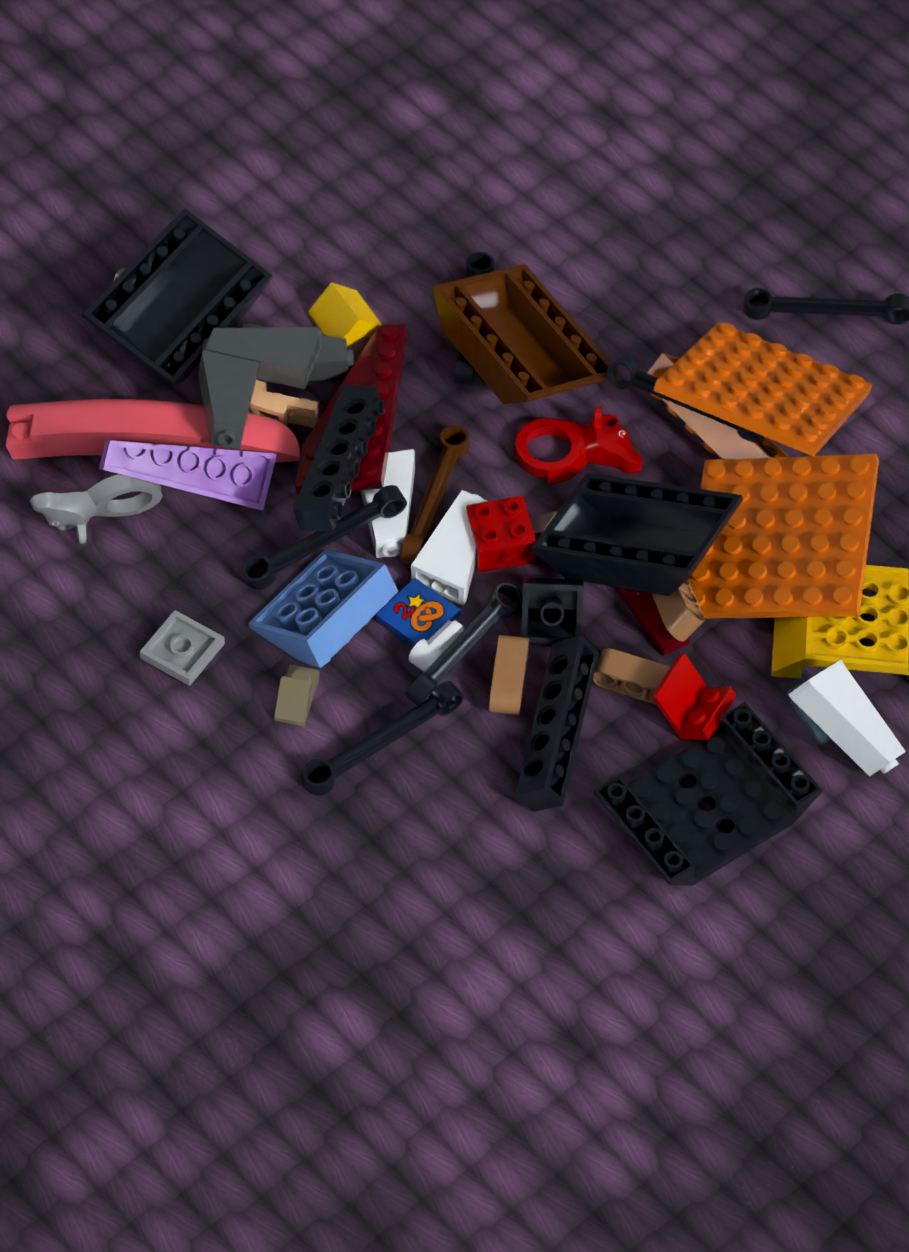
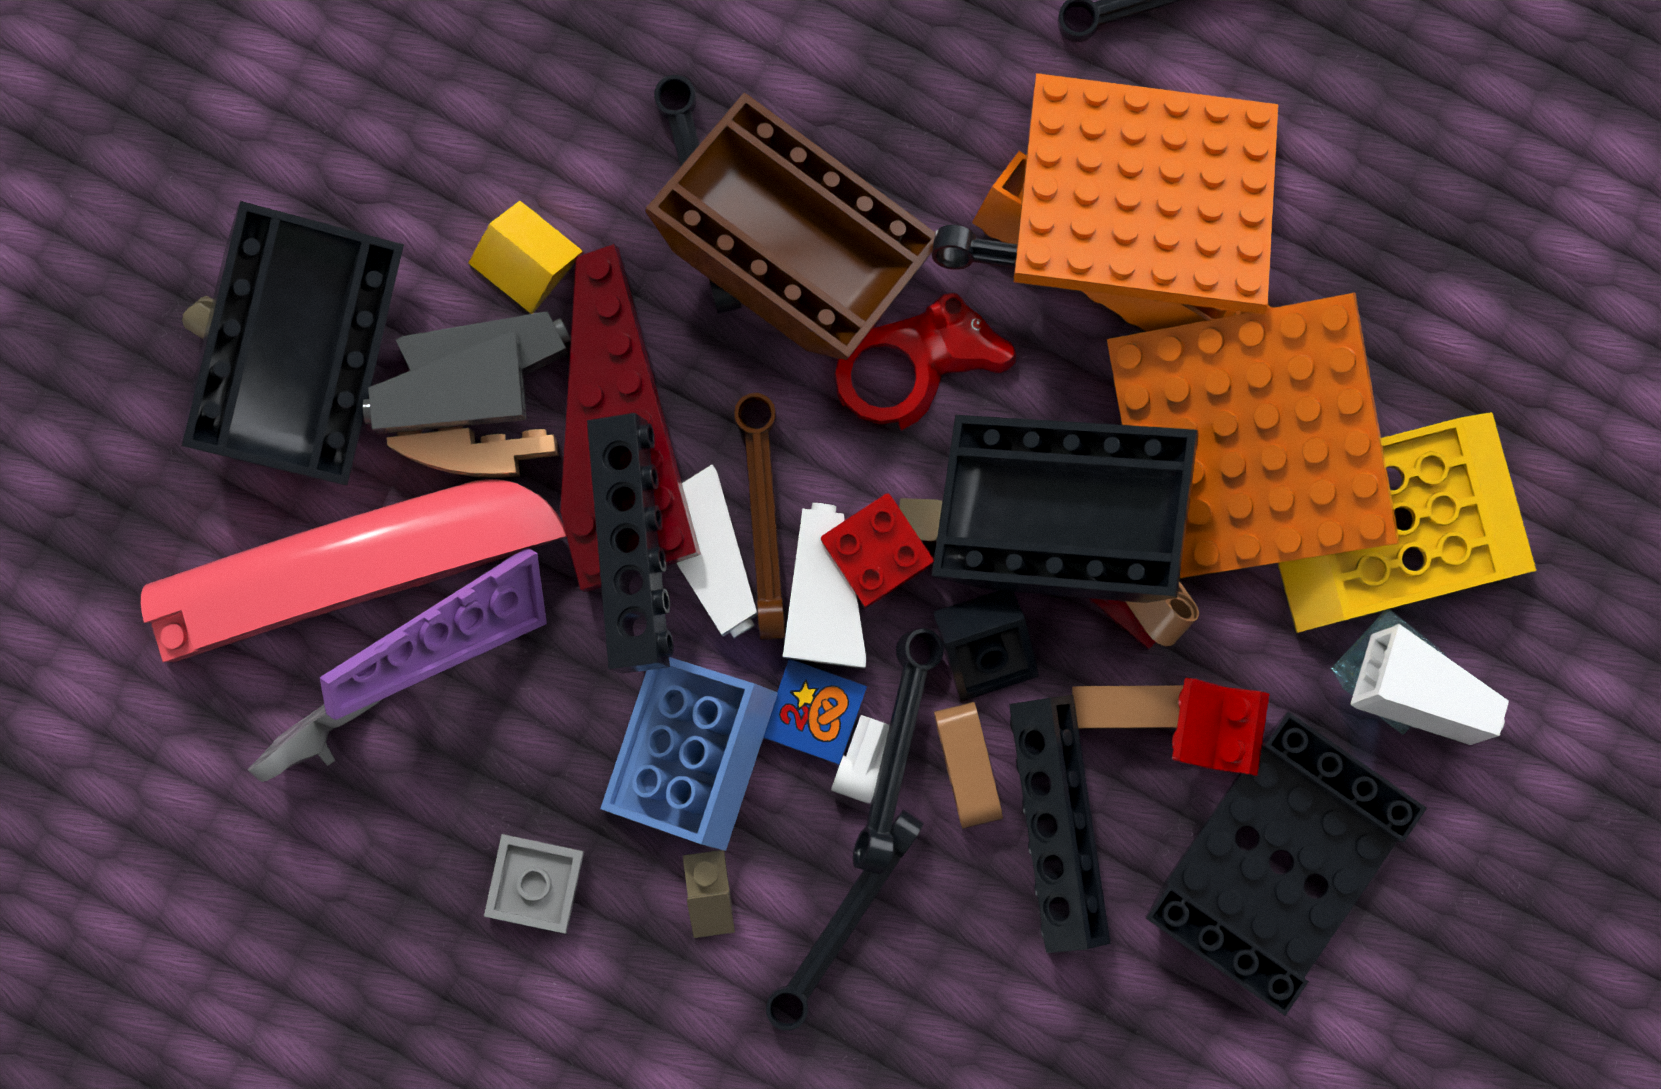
camera: 20 degrees left, 30 degrees up
(227, 395) = (436, 493): dark grey slope -> none
(386, 503) = (708, 589): black piece -> none

